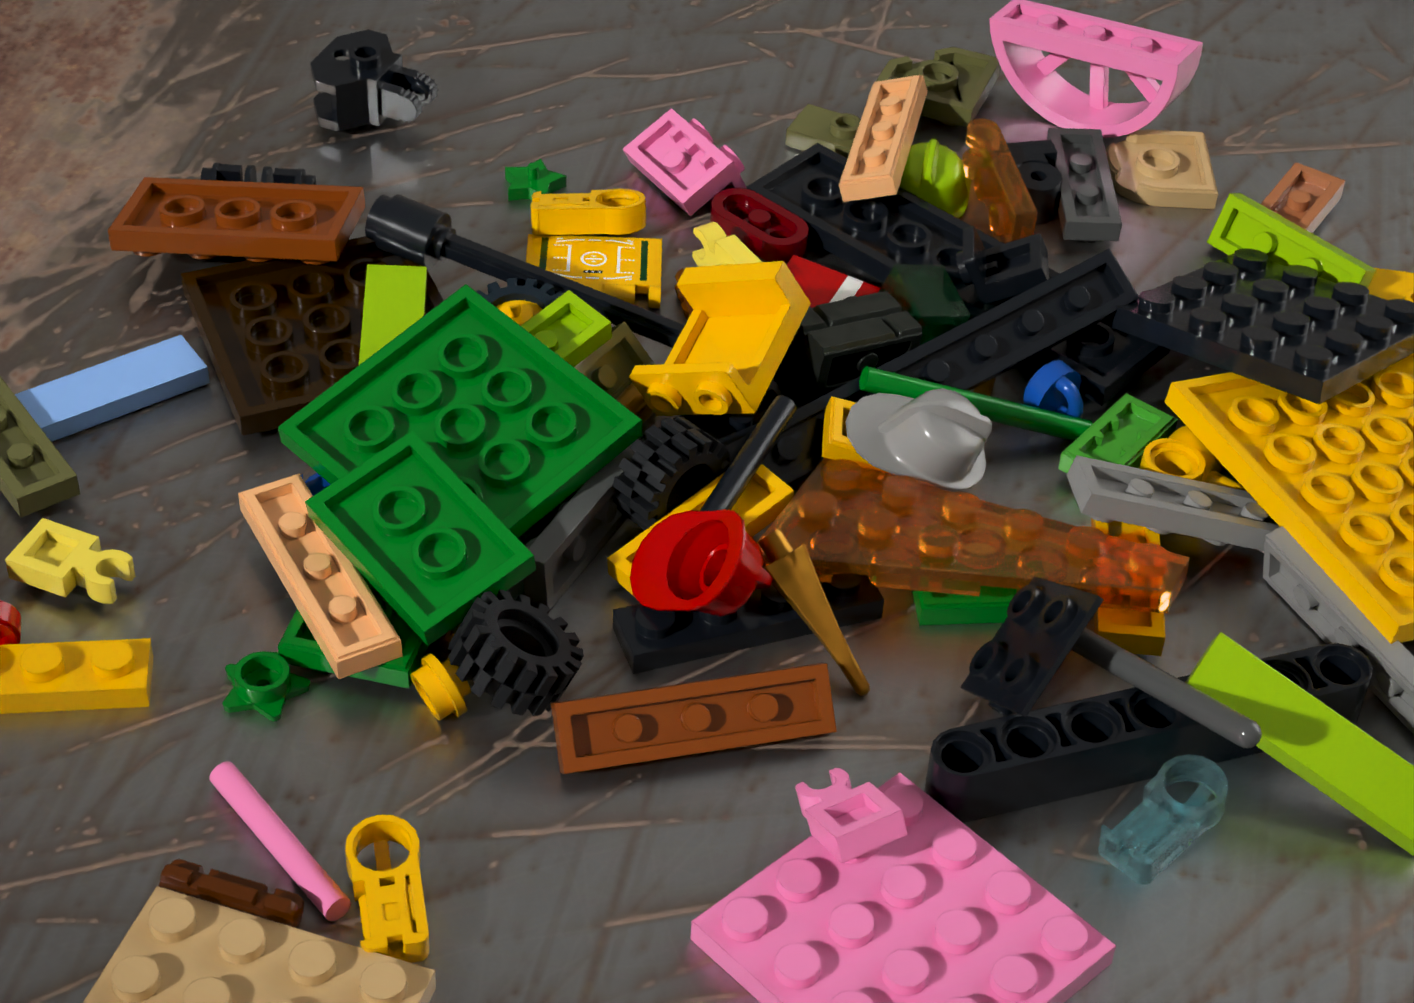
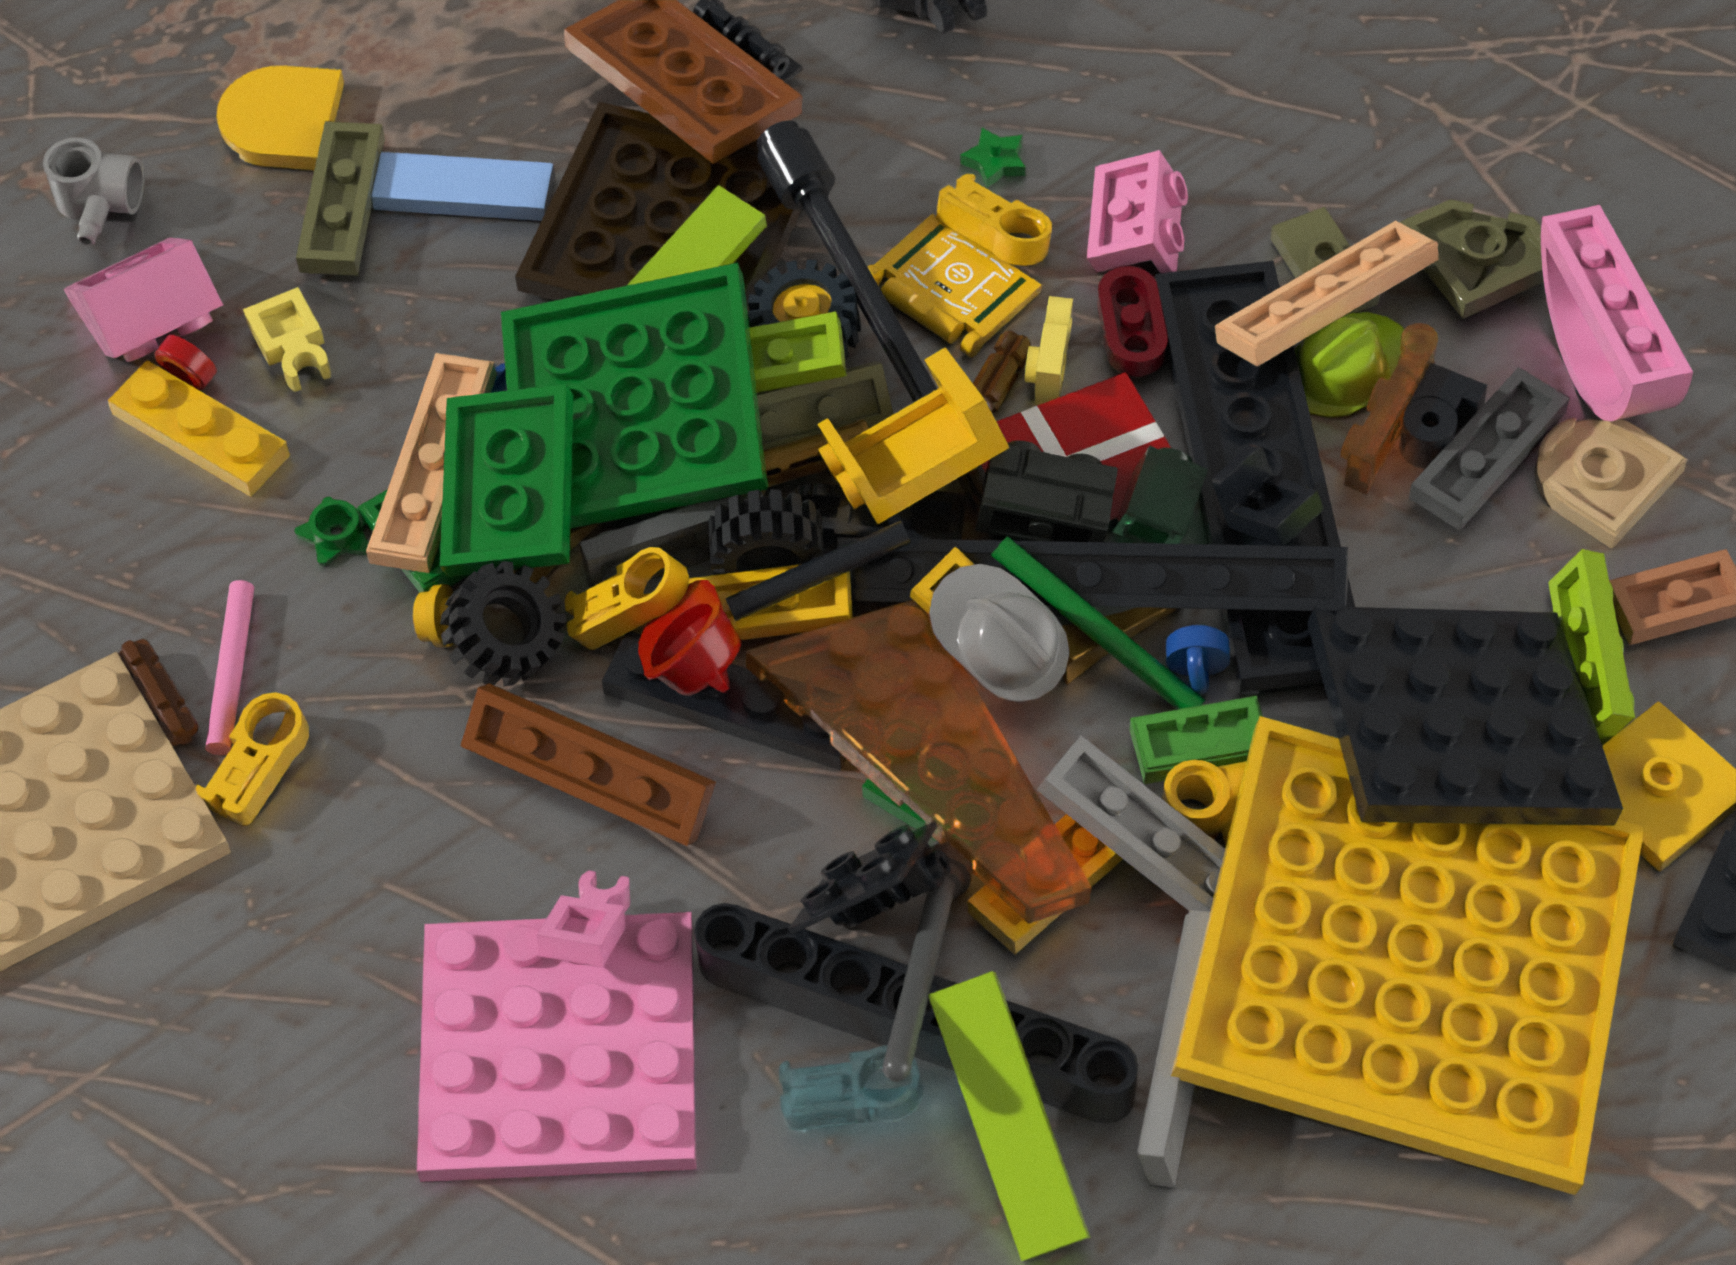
camera: 45 degrees right, 15 degrees up
(595, 592) = (620, 601): none -> yellow piece
(800, 586) = (755, 707): pearl gold piece -> none

